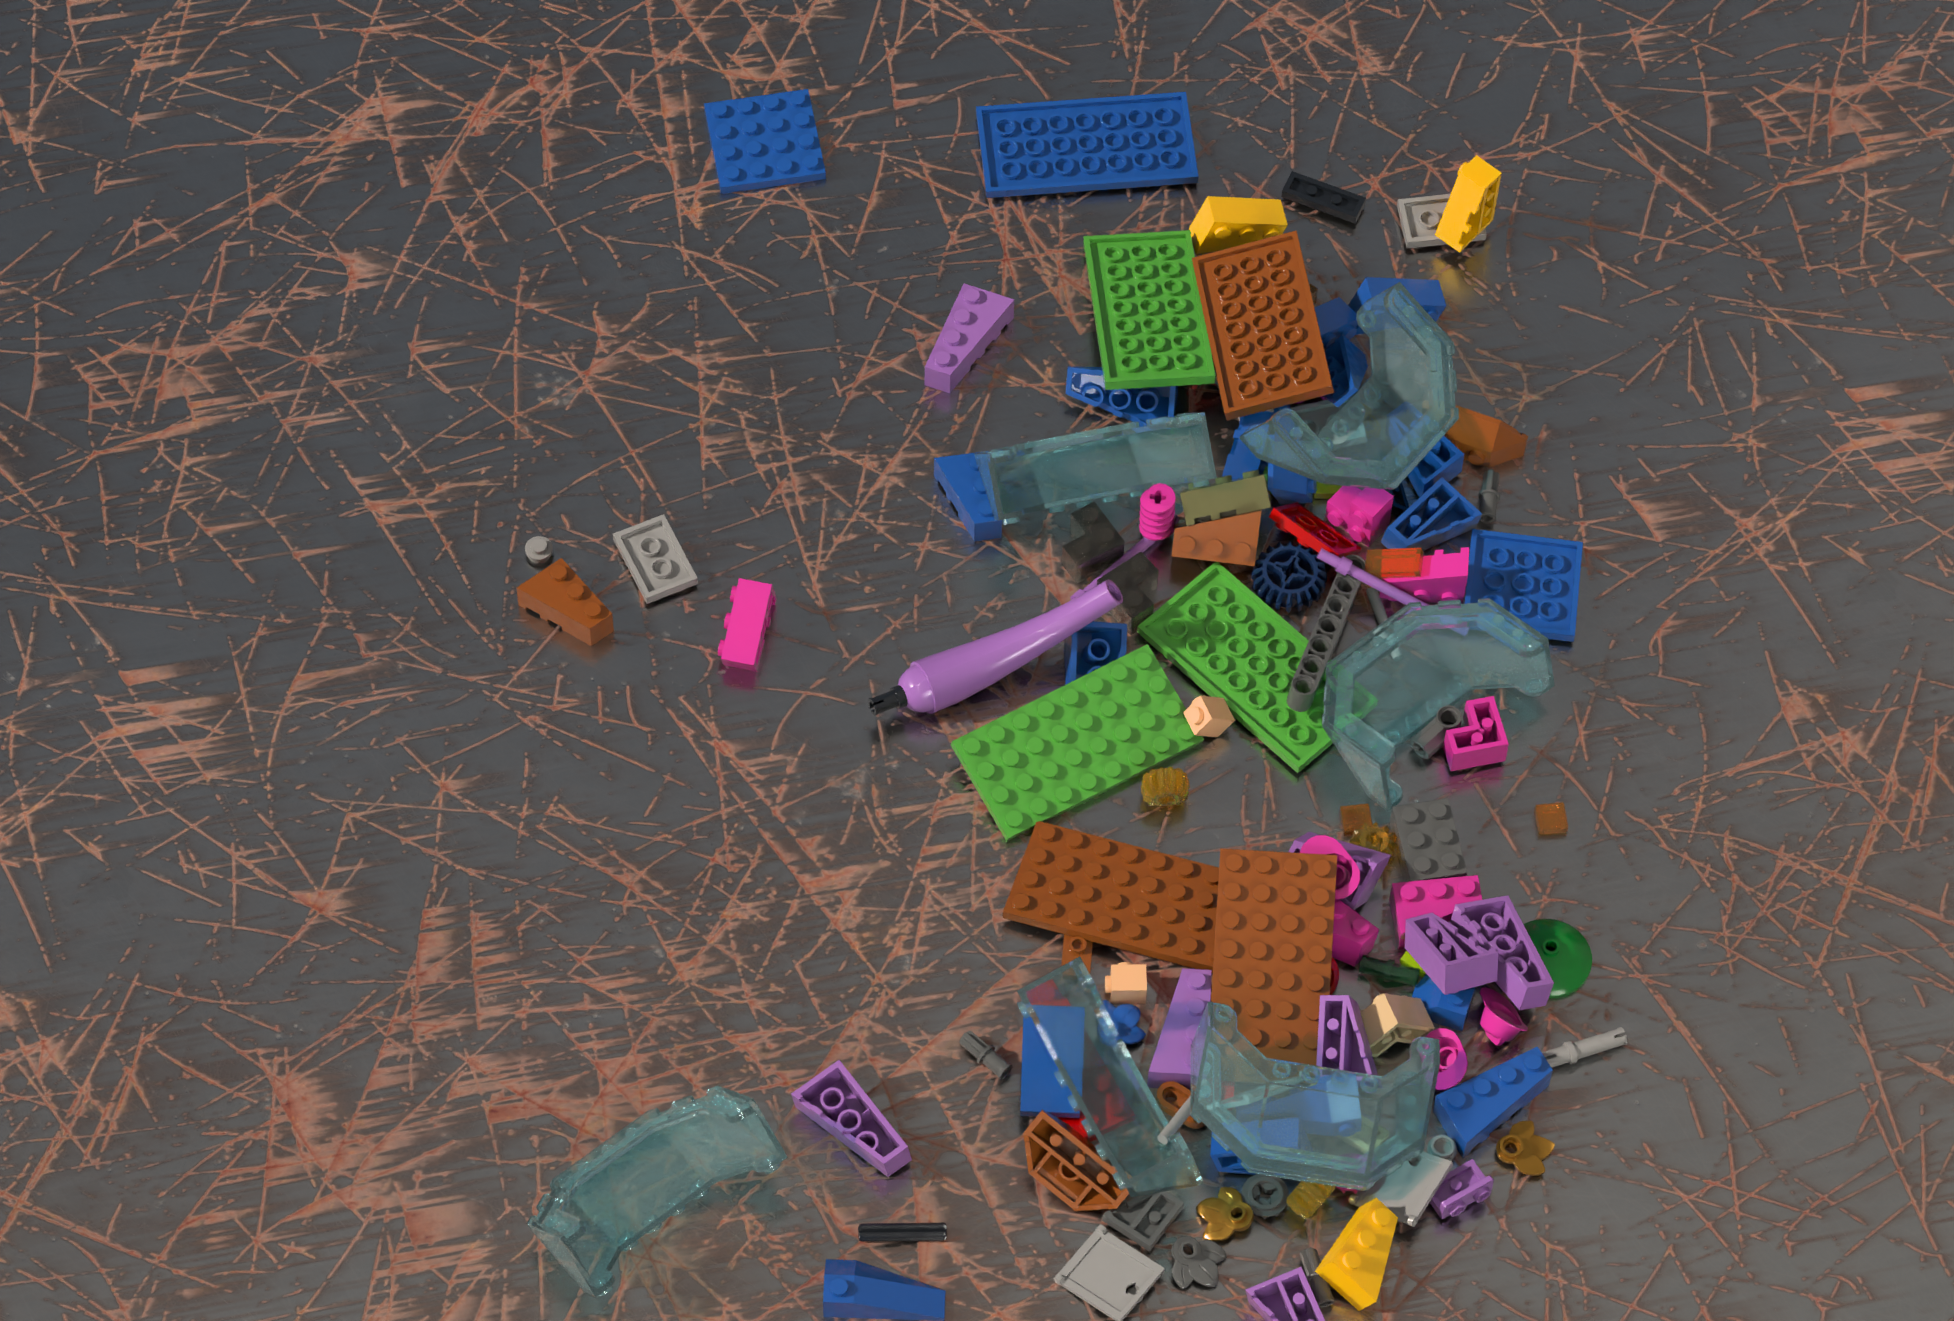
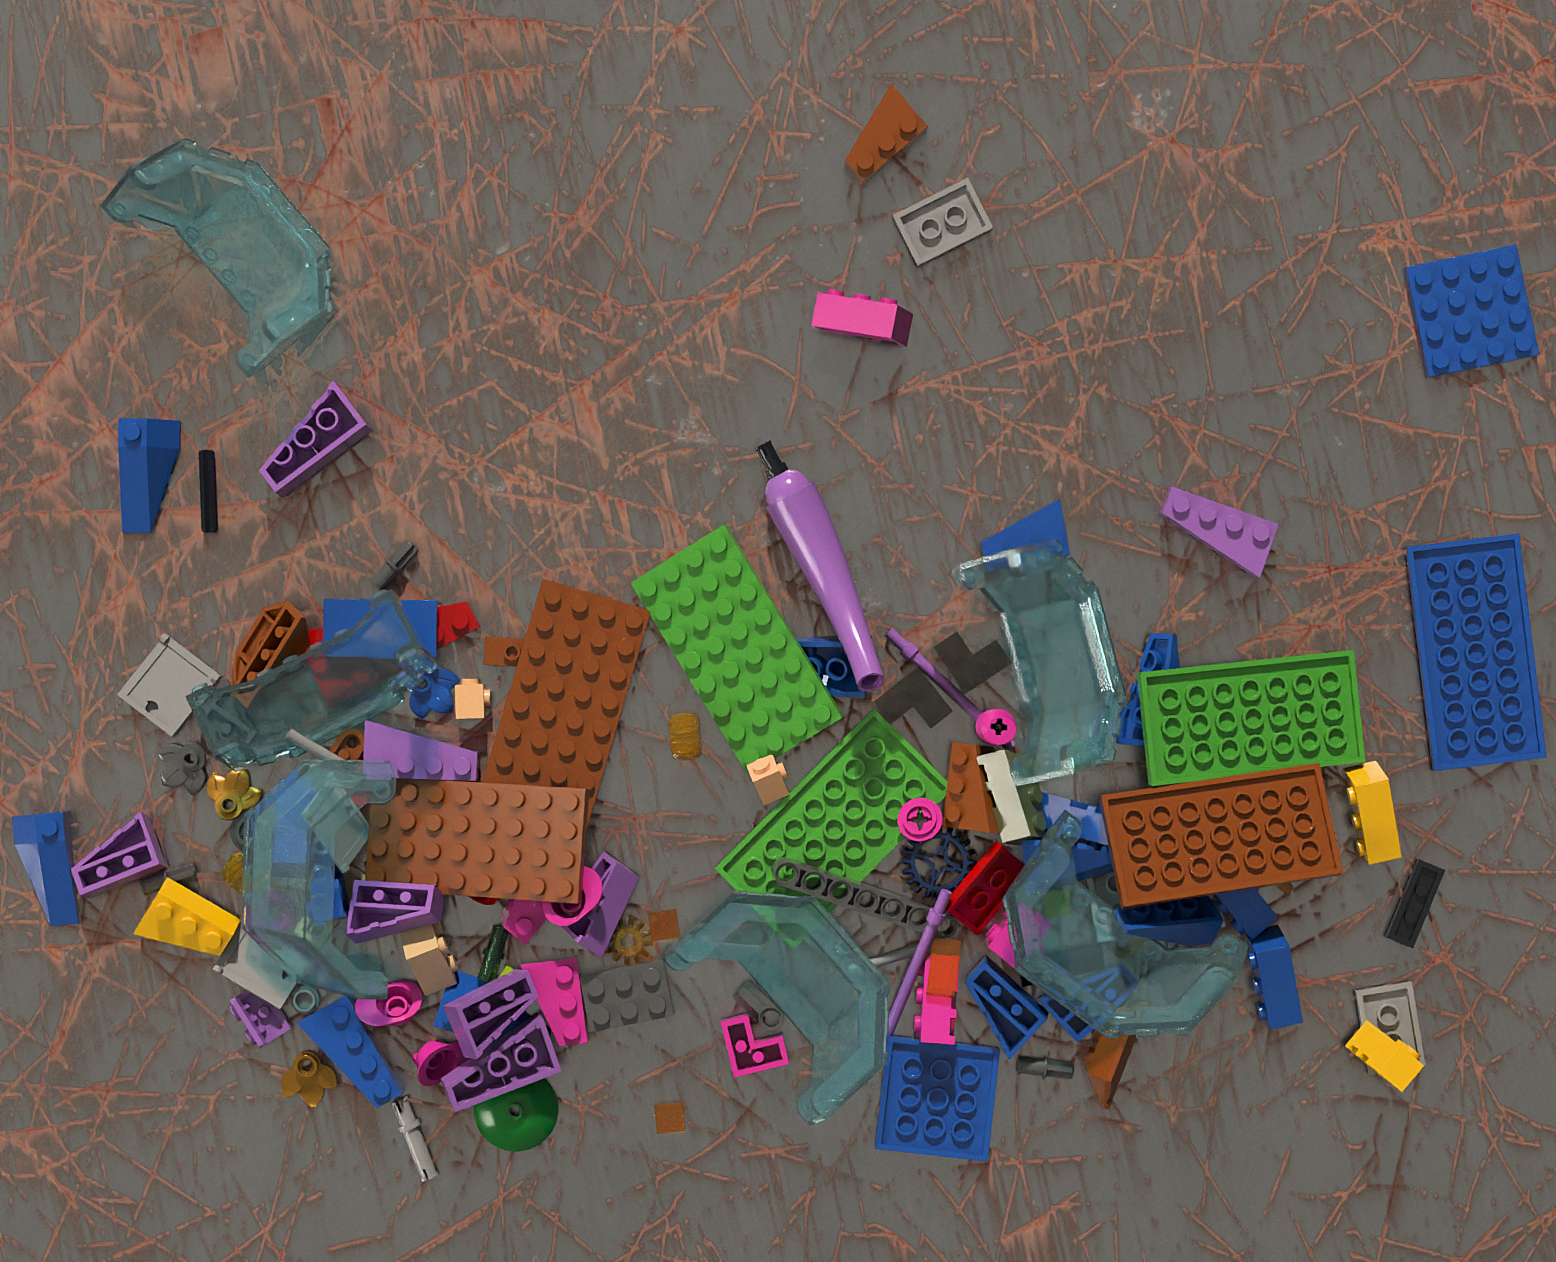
camera: 90 degrees right, 30 degrees up
(539, 549) = (952, 104): light grey plate -> none
(1239, 576) = (911, 811): none -> dark pink gear

